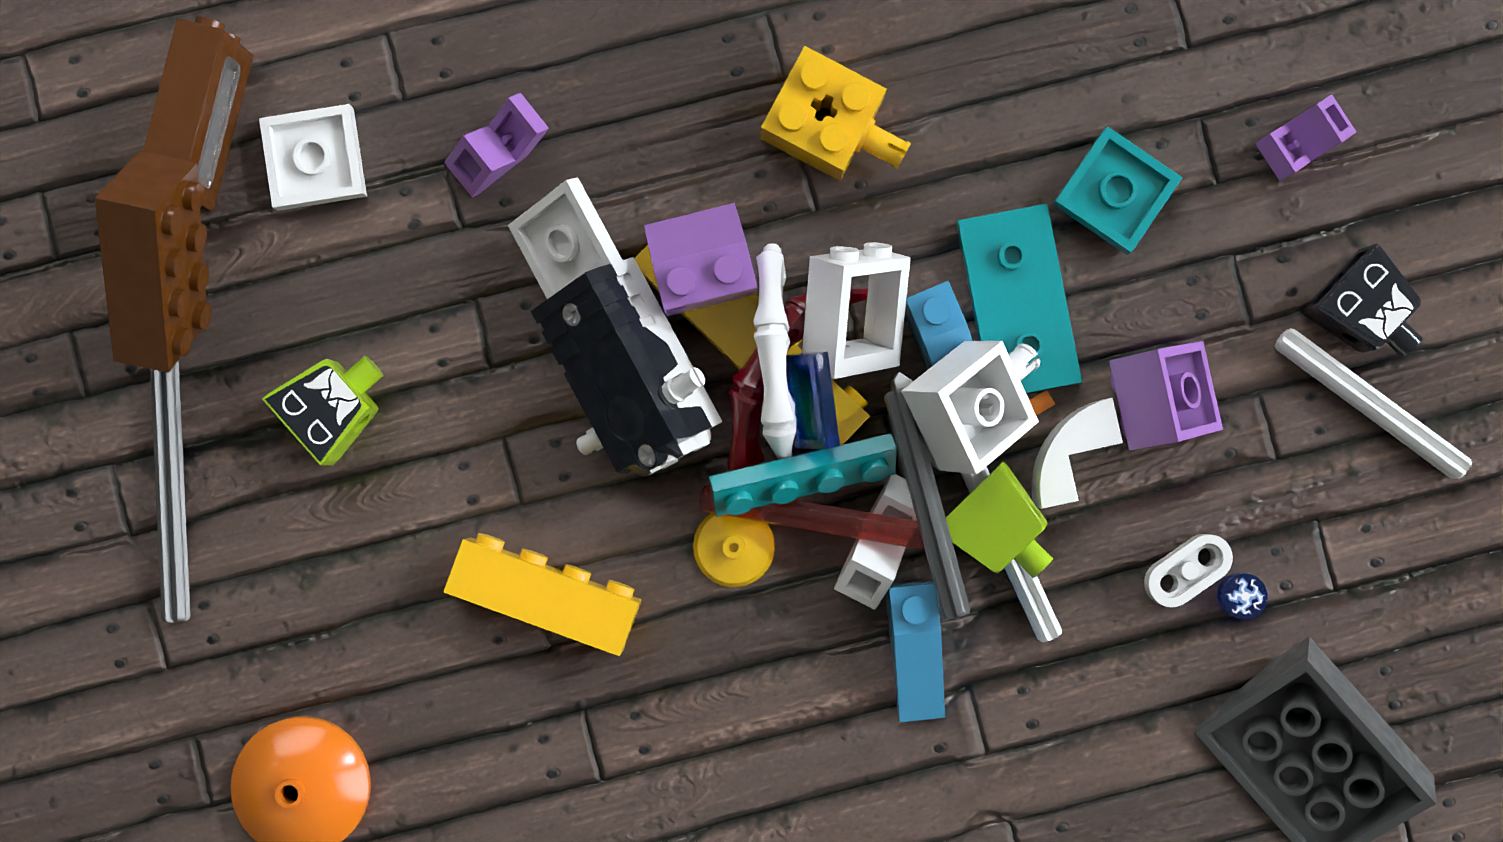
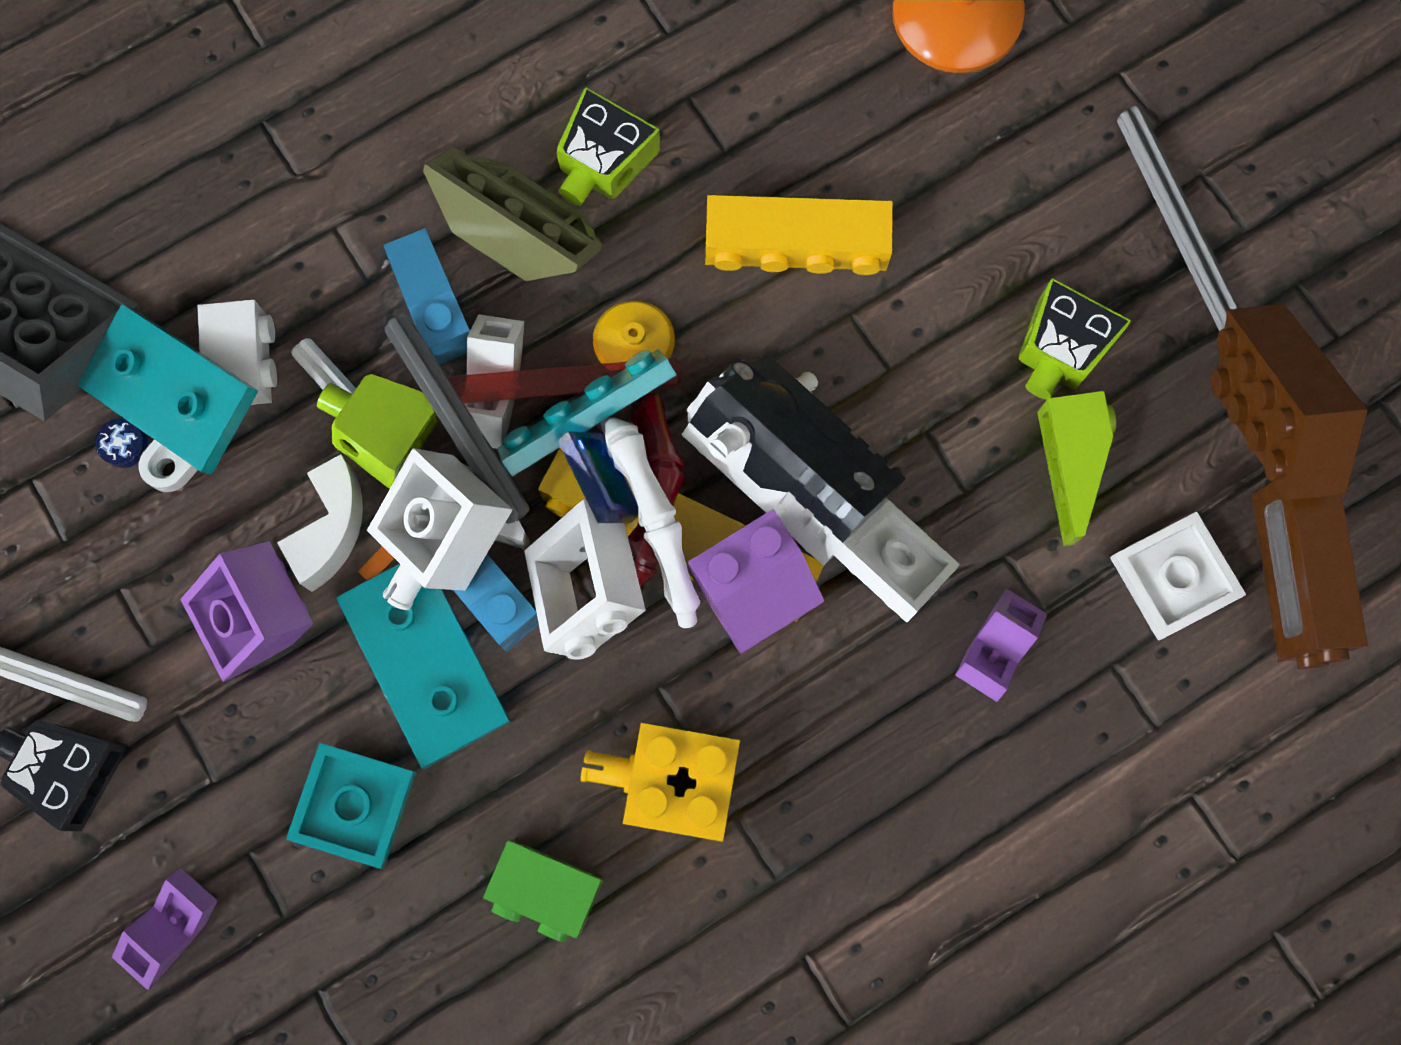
camera: 165 degrees right, 10 degrees down
(359, 297) = (1076, 445): none -> lime slope
(704, 745) = (603, 148): none -> torso
(811, 698) = (510, 216): none -> olive wedge
(970, 63) = (542, 890): none -> bright green brick
(1114, 646) = (239, 340): none -> white brick
(1188, 626) = (167, 389): none -> teal plate

